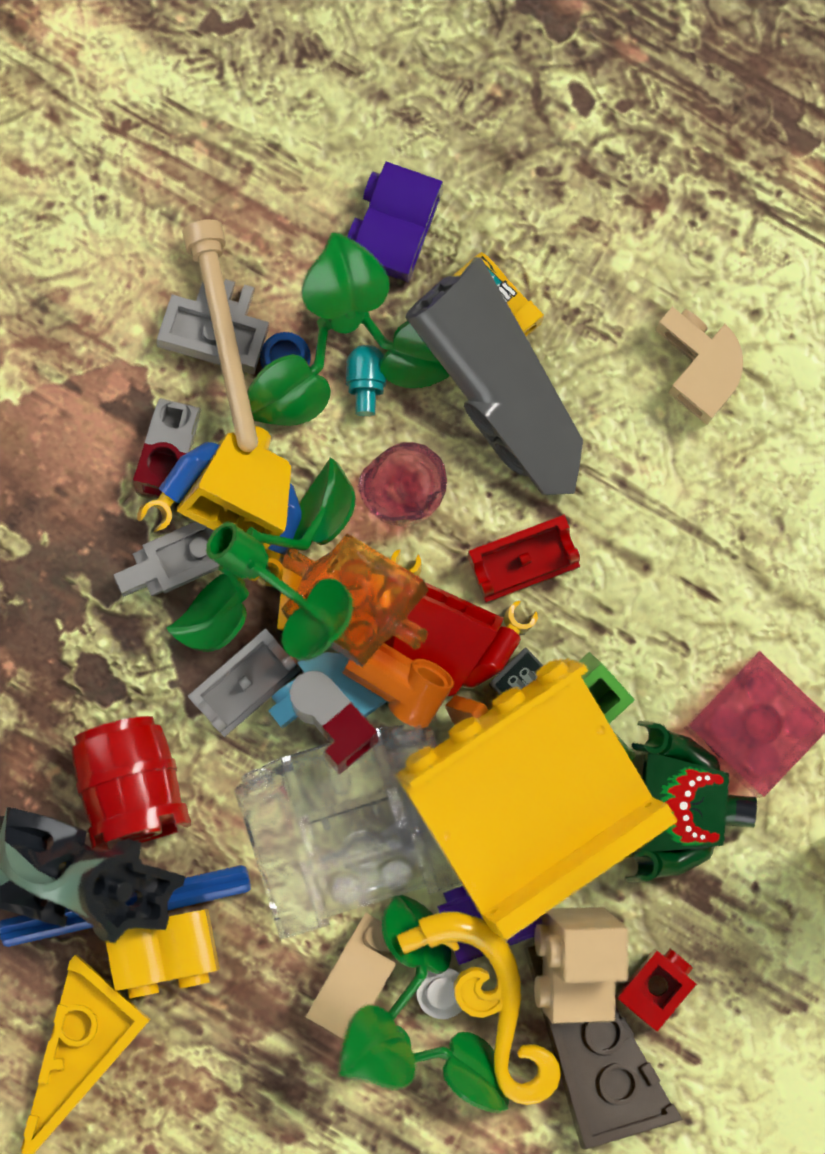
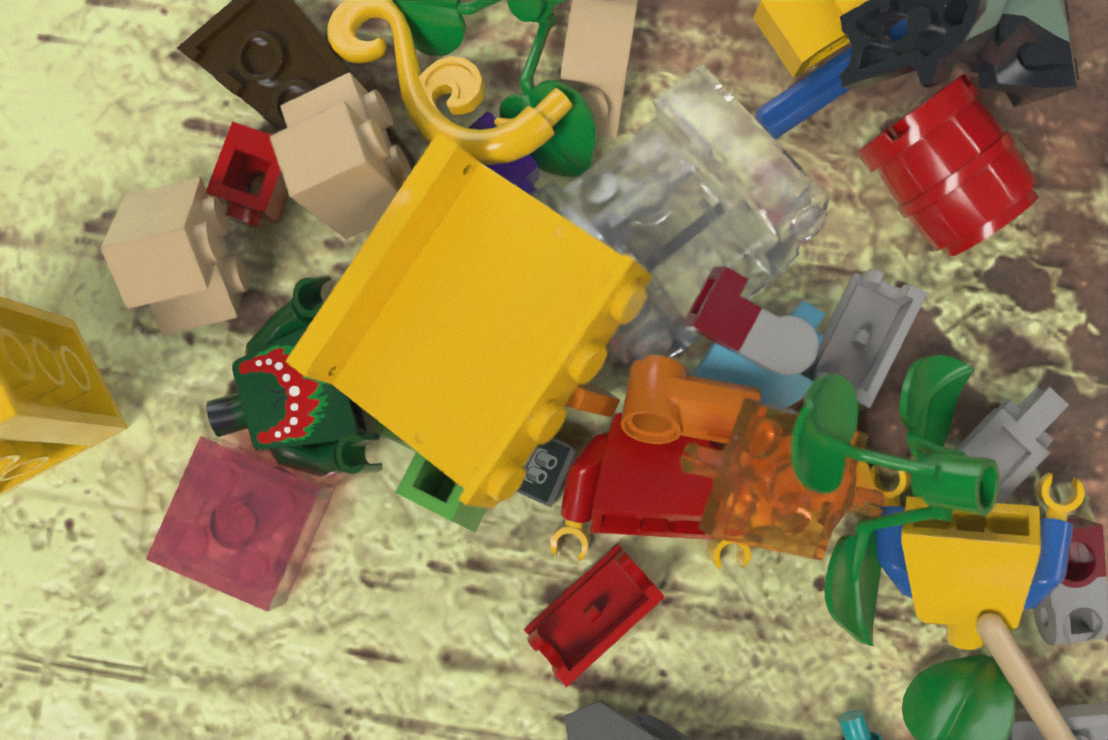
camera: 165 degrees right, 0 degrees up
(403, 484) = (773, 647): clear pink hair -> none
(437, 995) = (501, 79): white plate -> none
(732, 940) = (173, 255): none -> tan brick

